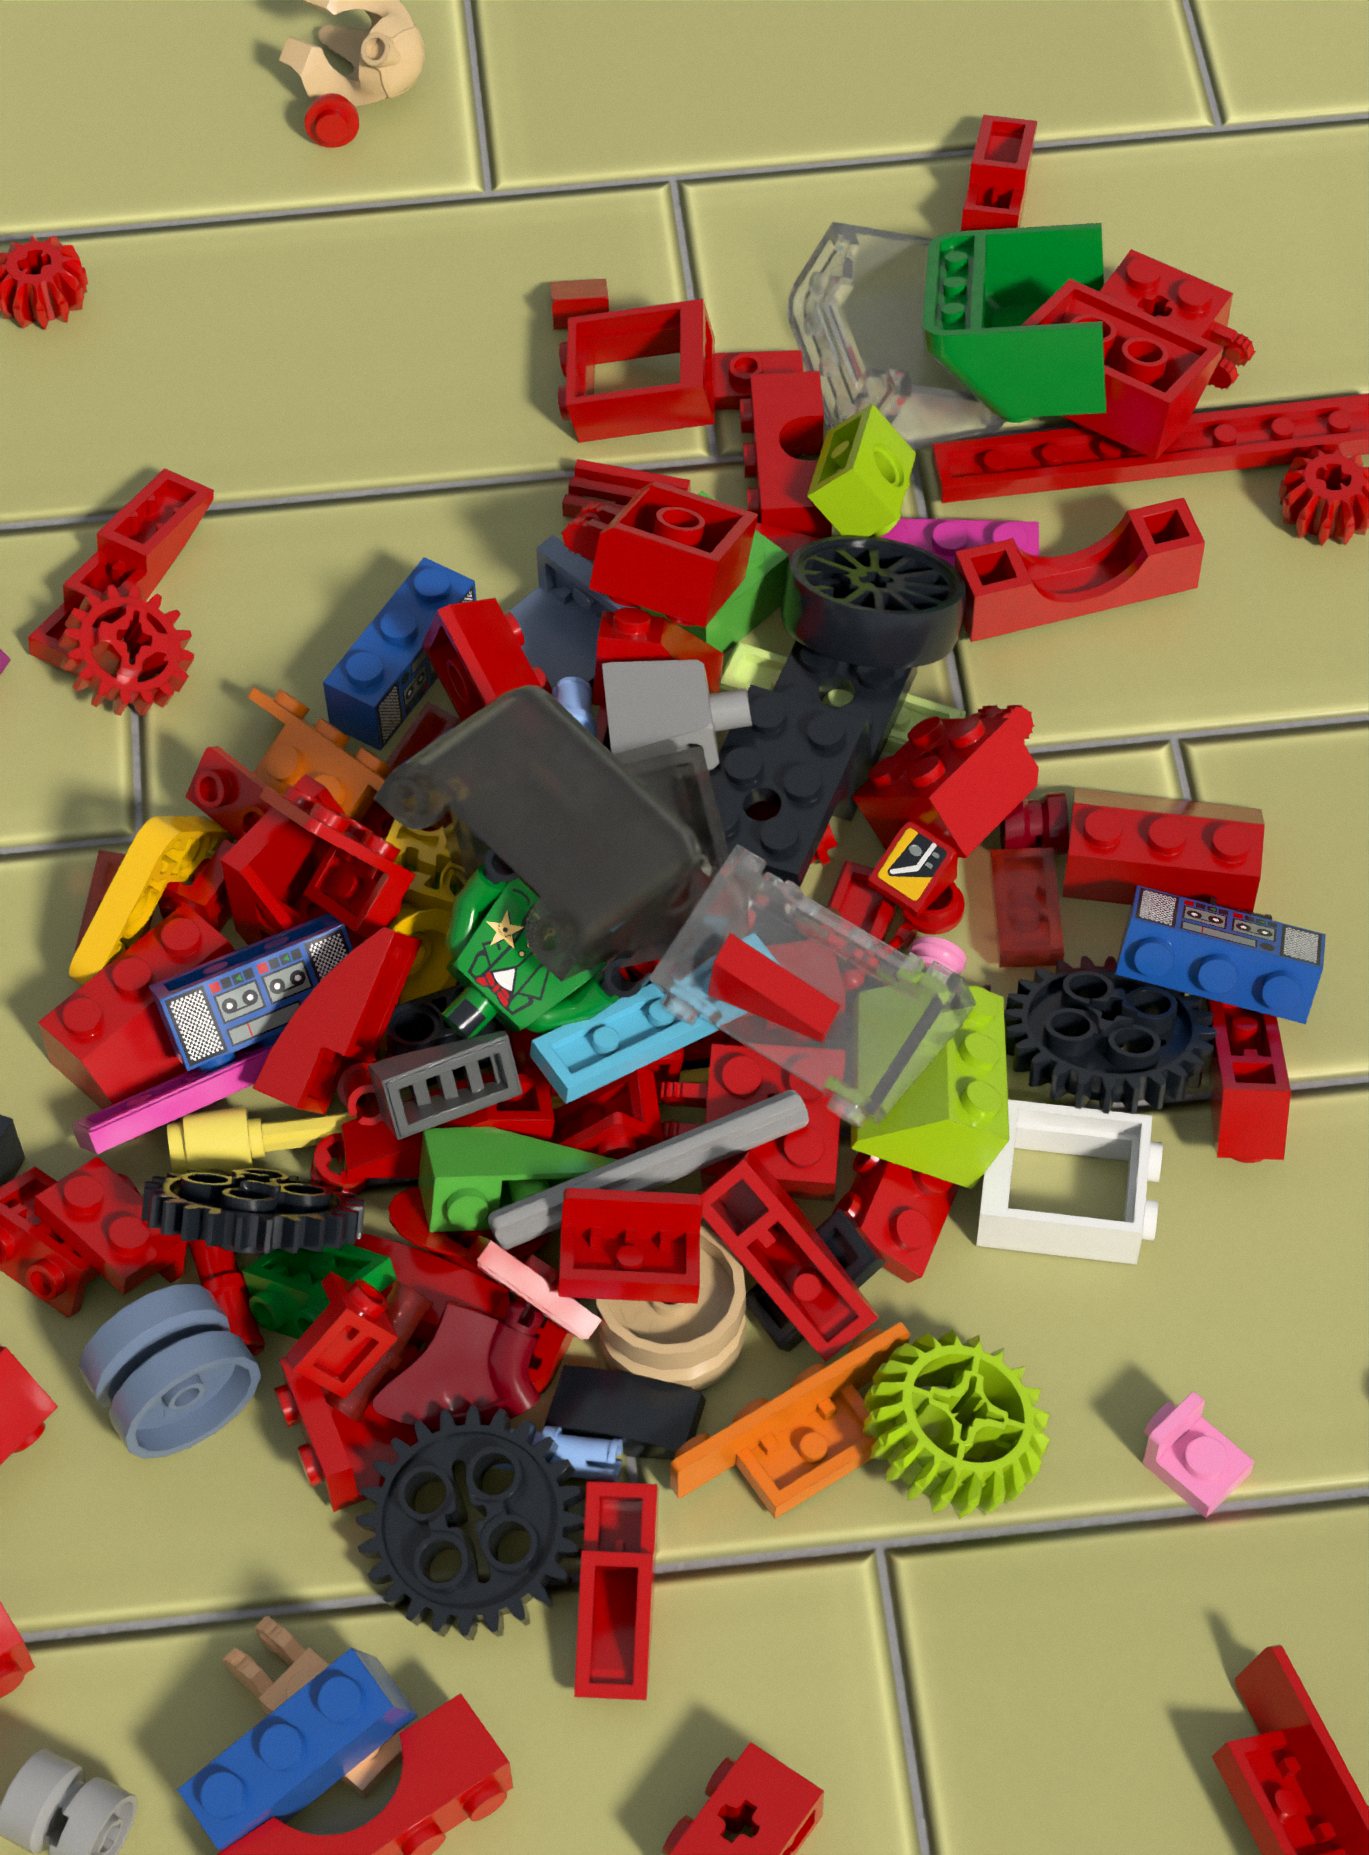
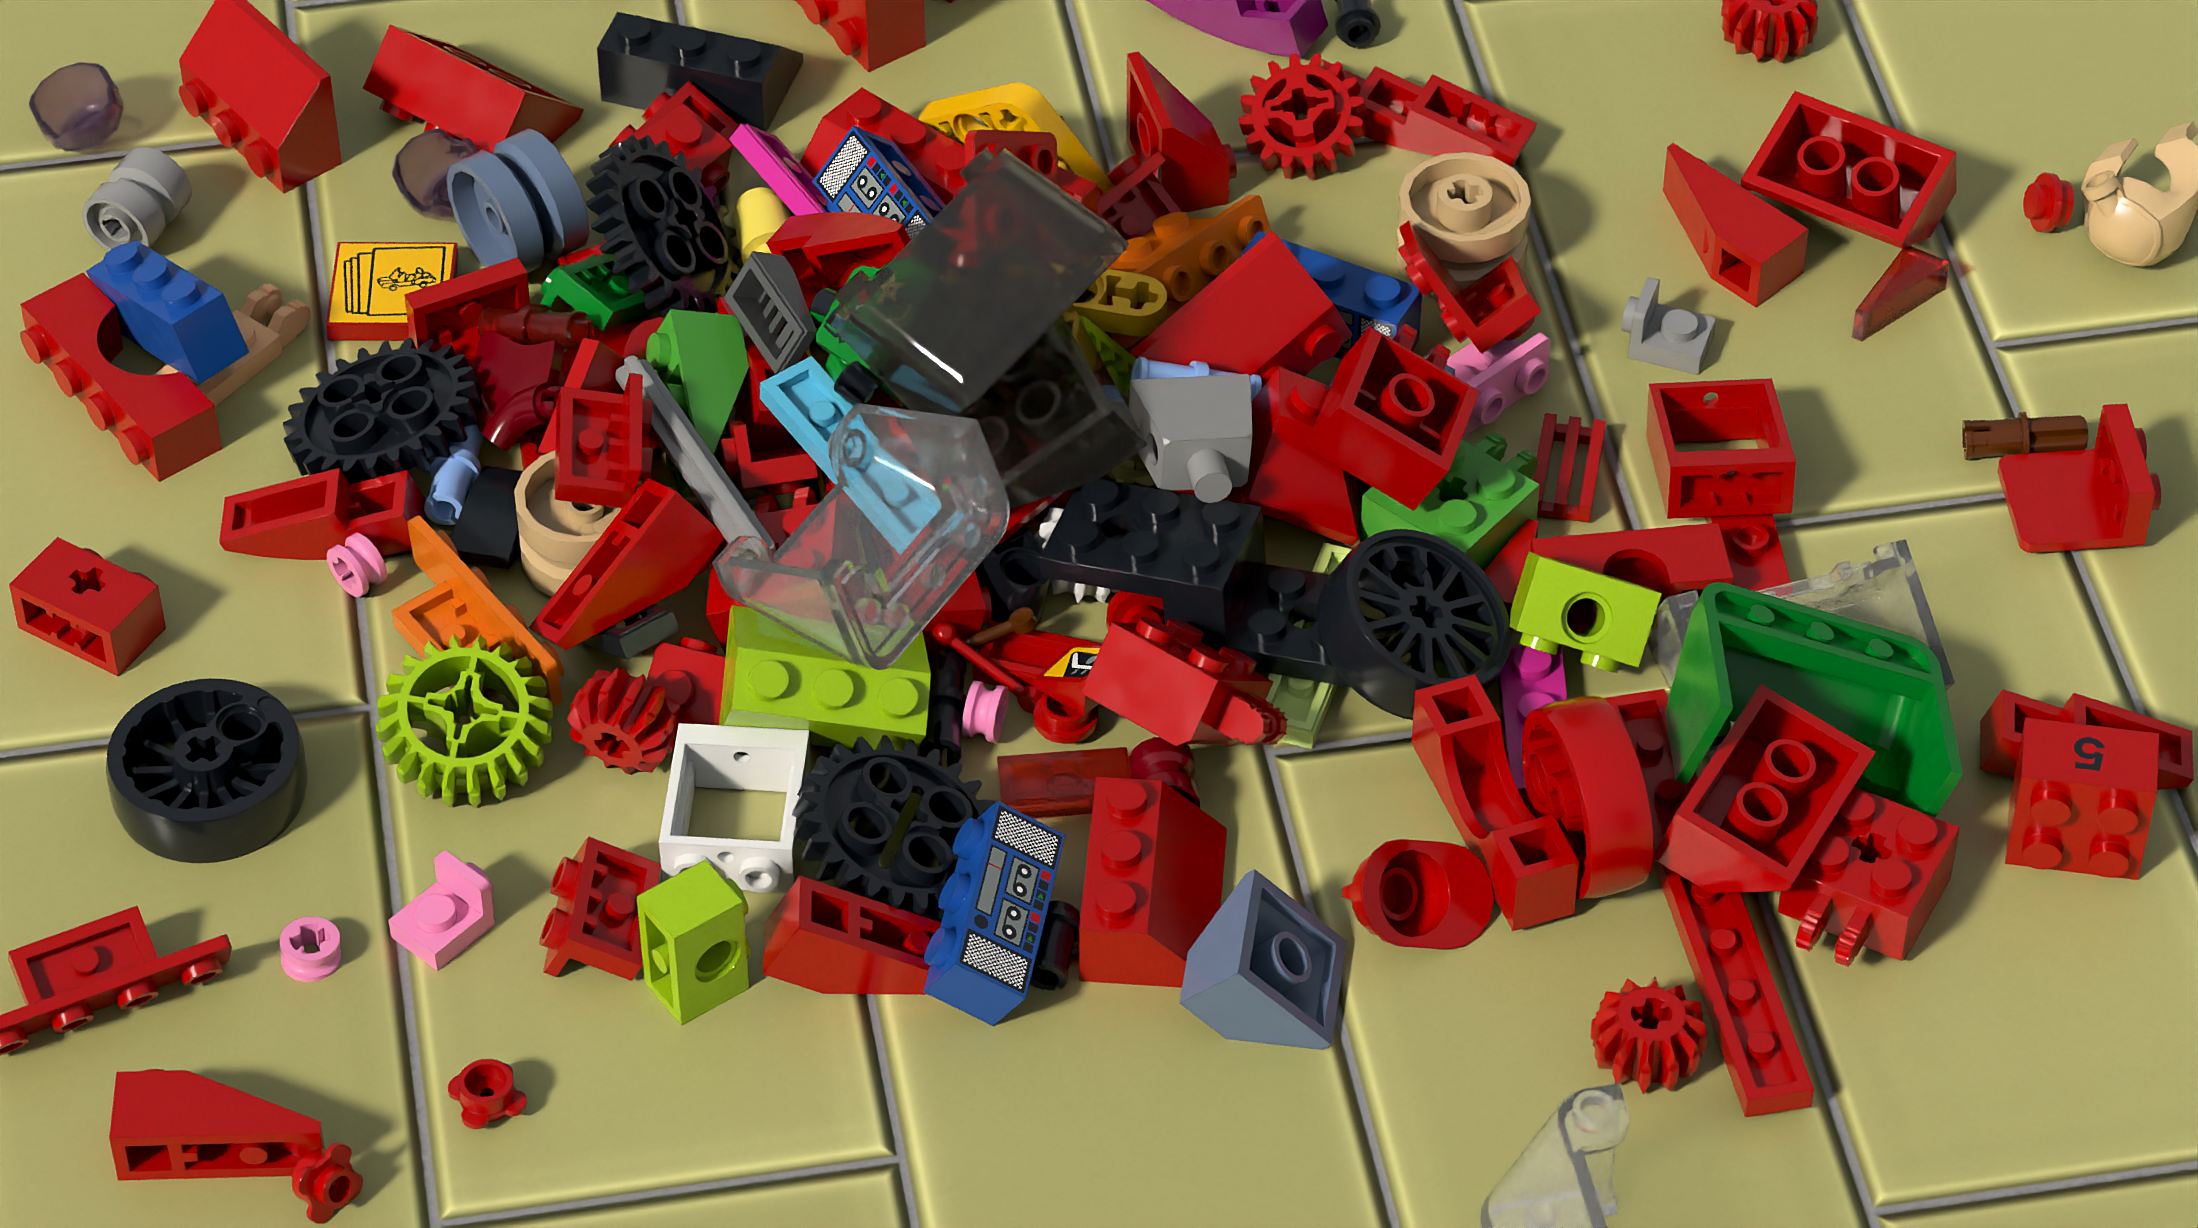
camera: 85 degrees right, 10 degrees down
(77, 1467) = (422, 171): none -> hair
(143, 764) = (1167, 122): none -> red slope
(237, 1533) = (372, 282): none -> yellow tile
(295, 237) = (1854, 172): none -> red slope
(312, 534) = (1467, 212): none -> tan wheel
(334, 342) = (1734, 232): none -> red slope
(345, 1337) = (529, 278): red bracket -> none
(423, 237) = (1904, 286): none -> clear red piece
(431, 515) = (1488, 310): none -> red bracket
(458, 406) = (1666, 333): none -> light grey bracket
(499, 542) = (1501, 374): none -> bright pink bracket
(577, 299) = (1834, 414): red slope -> none
(626, 176) = (2023, 435): none -> reddish brown axle
(693, 1550) = (357, 565): none -> bright pink bush
(702, 138) = (2083, 495): none -> red bracket
(769, 991) = (870, 505): red piece -> none
(960, 1271) = (624, 720): none -> red gear
(963, 1620) = (220, 783): none -> black piece
(1092, 164) = (2082, 798): none -> red brick
(1099, 467) = (1591, 781): none -> red piece
(1177, 647) = (1422, 894): none -> red piece
(1197, 1311) = (598, 909): none -> red bracket
(1225, 1604) = (310, 966): none -> bright pink bush
(1273, 763) = (1265, 970): none -> sand blue slope
(1273, 1201) = (694, 941): none -> lime brick

